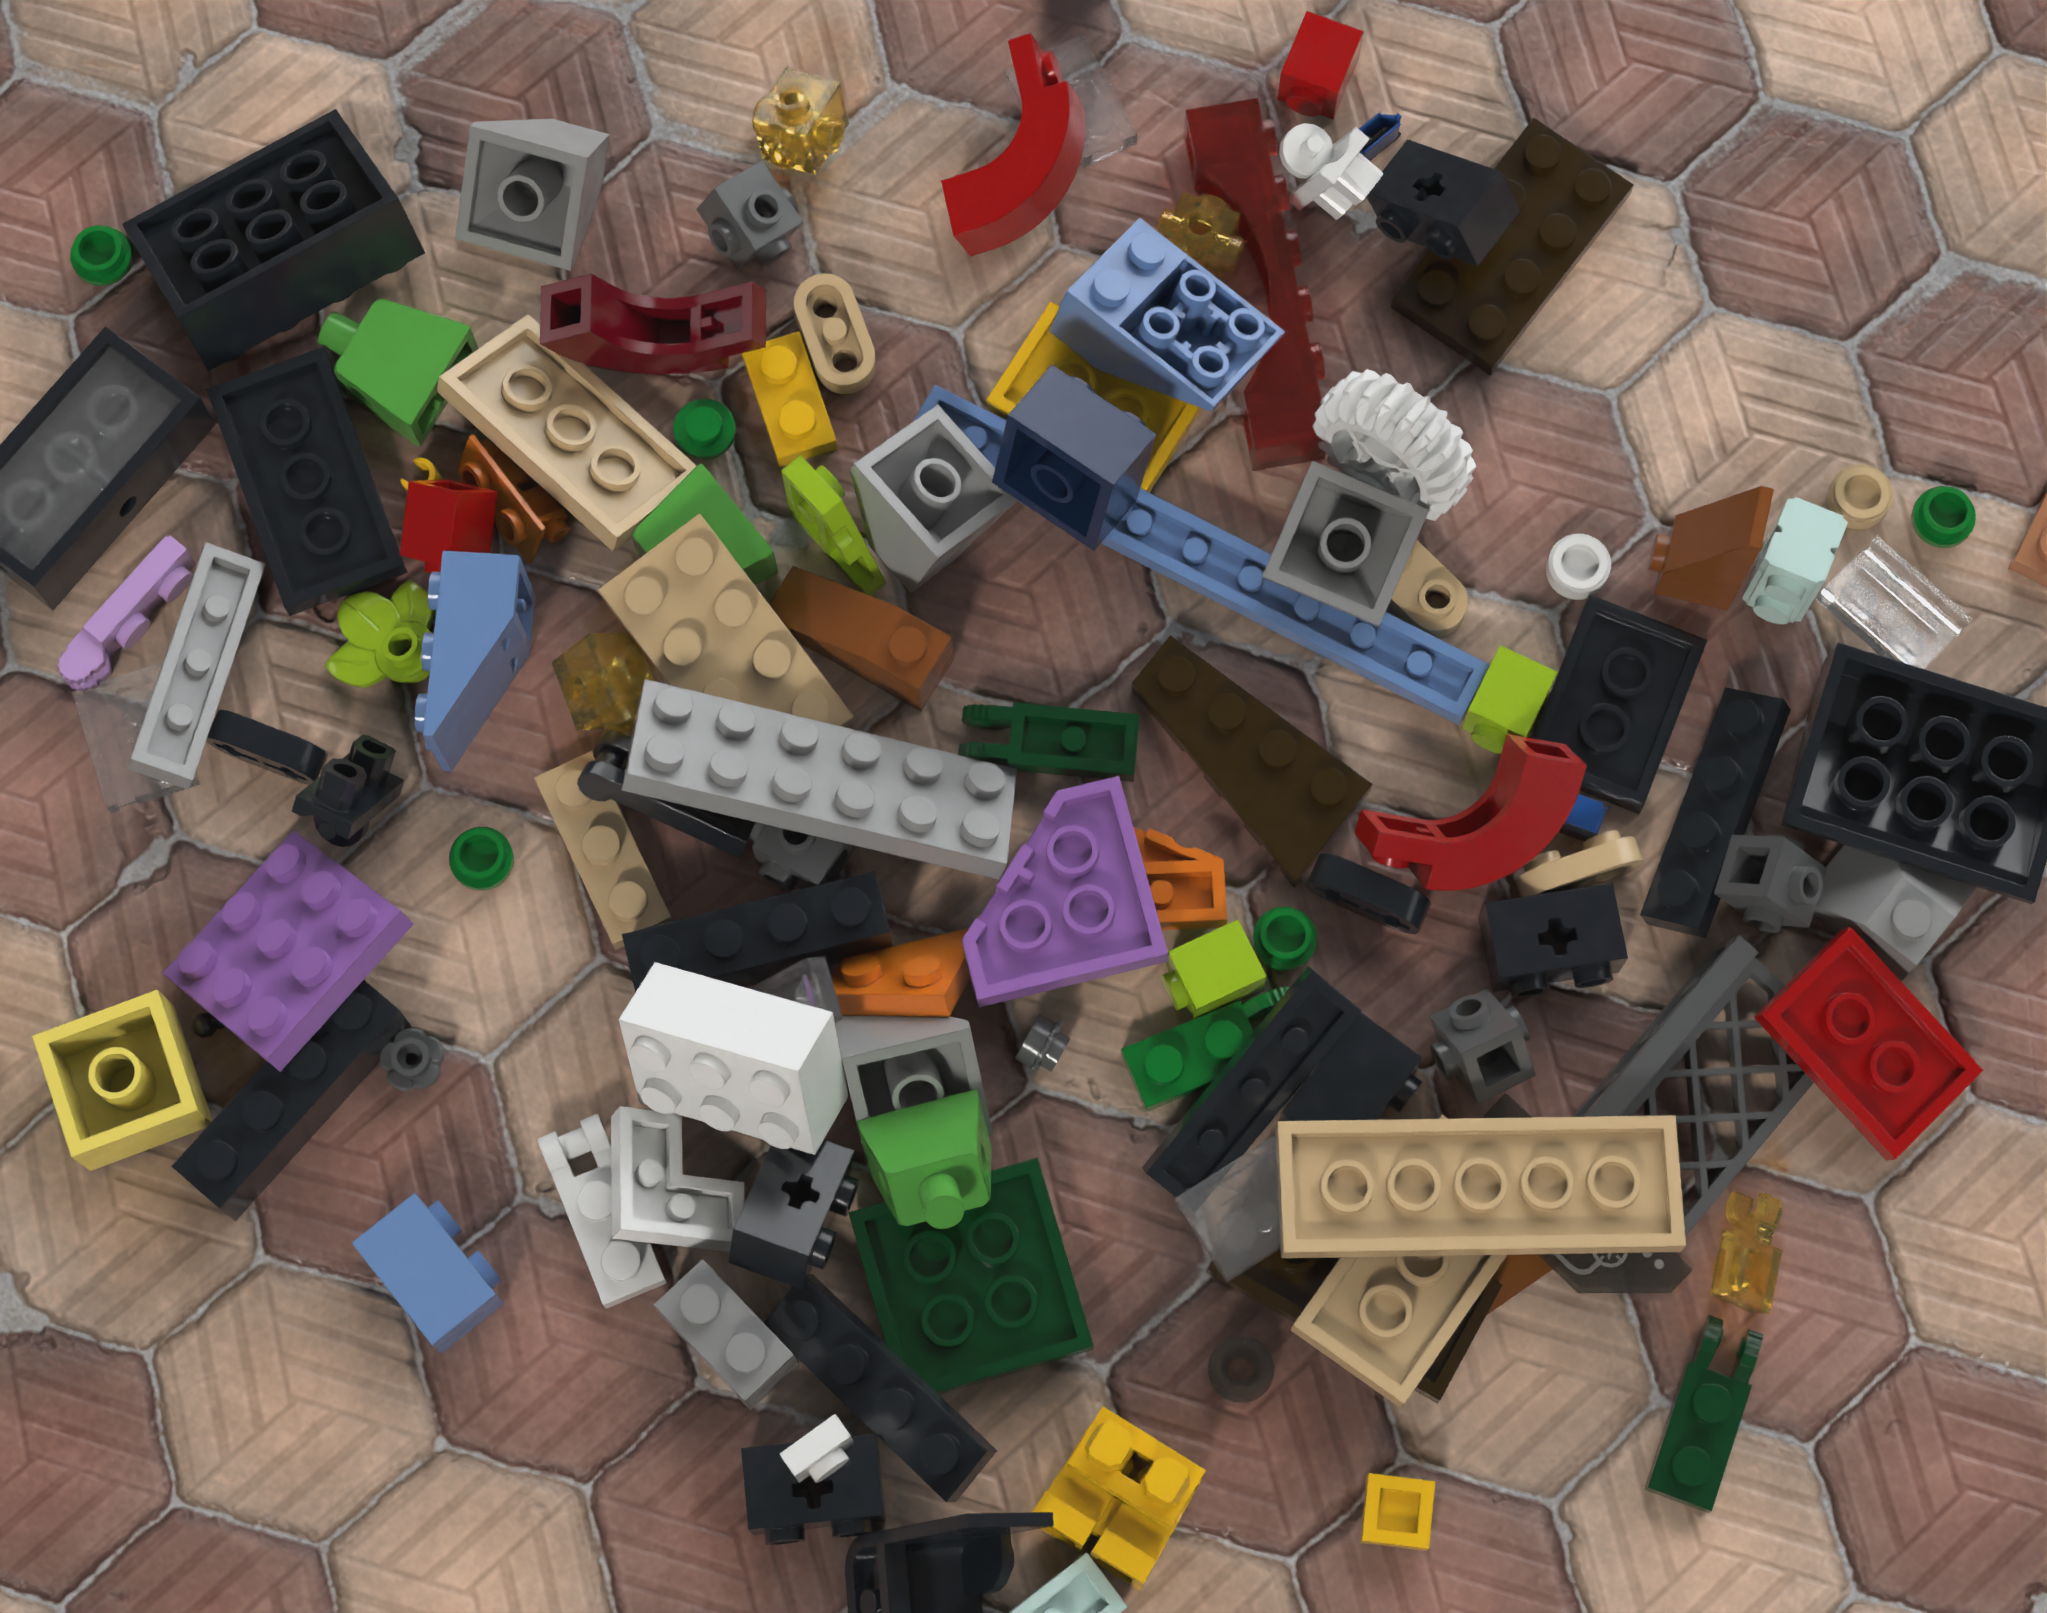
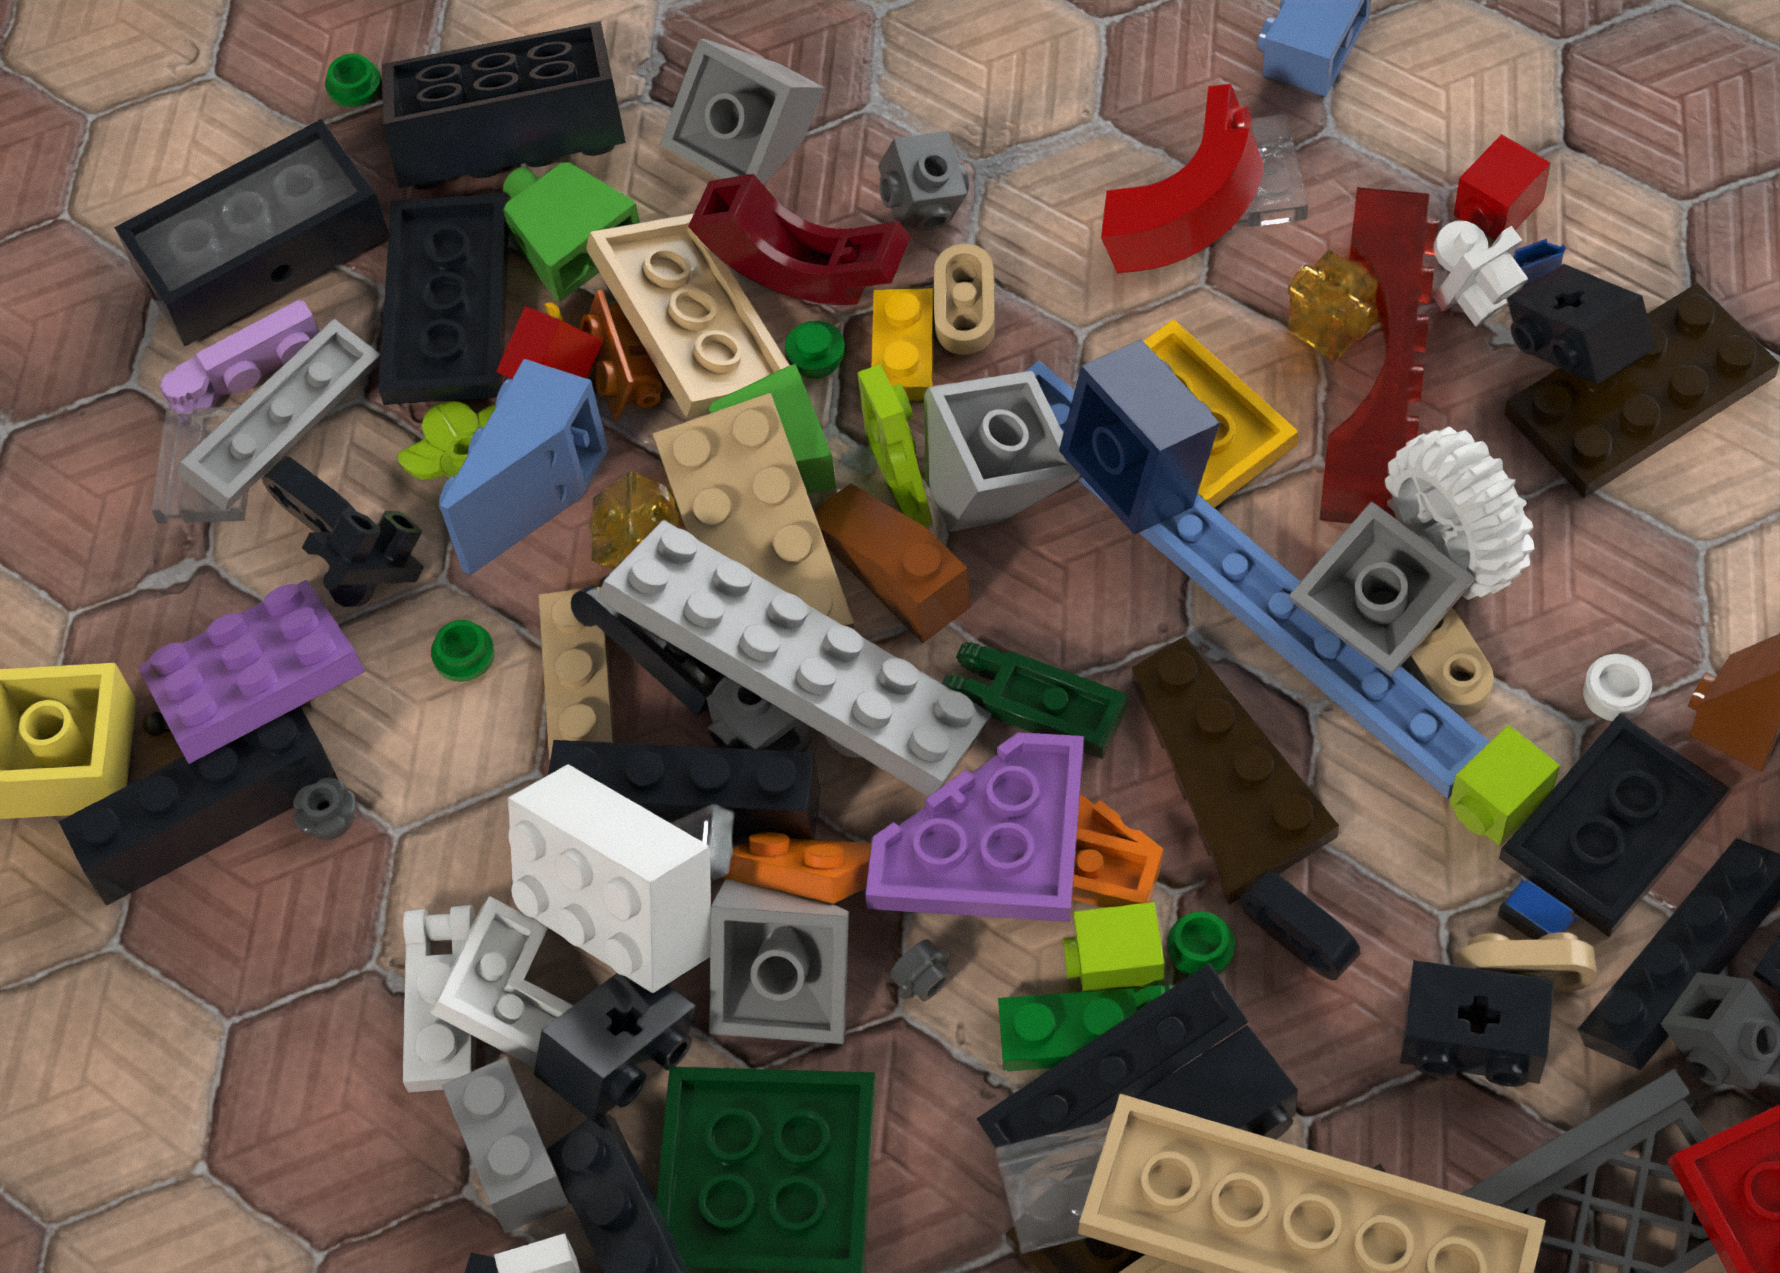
camera: 25 degrees right, 15 degrees down
(429, 1272) = (254, 999): medium blue brick -> none
(800, 121) = (999, 117): clear yellow brick -> none
(931, 1159) = (765, 1035): bright green torso -> none
(1163, 321) = (1267, 347): medium blue slope -> none
(1482, 1045) = (1366, 1099): dark grey brick -> none
(1495, 835) = (1456, 902): red arch -> none

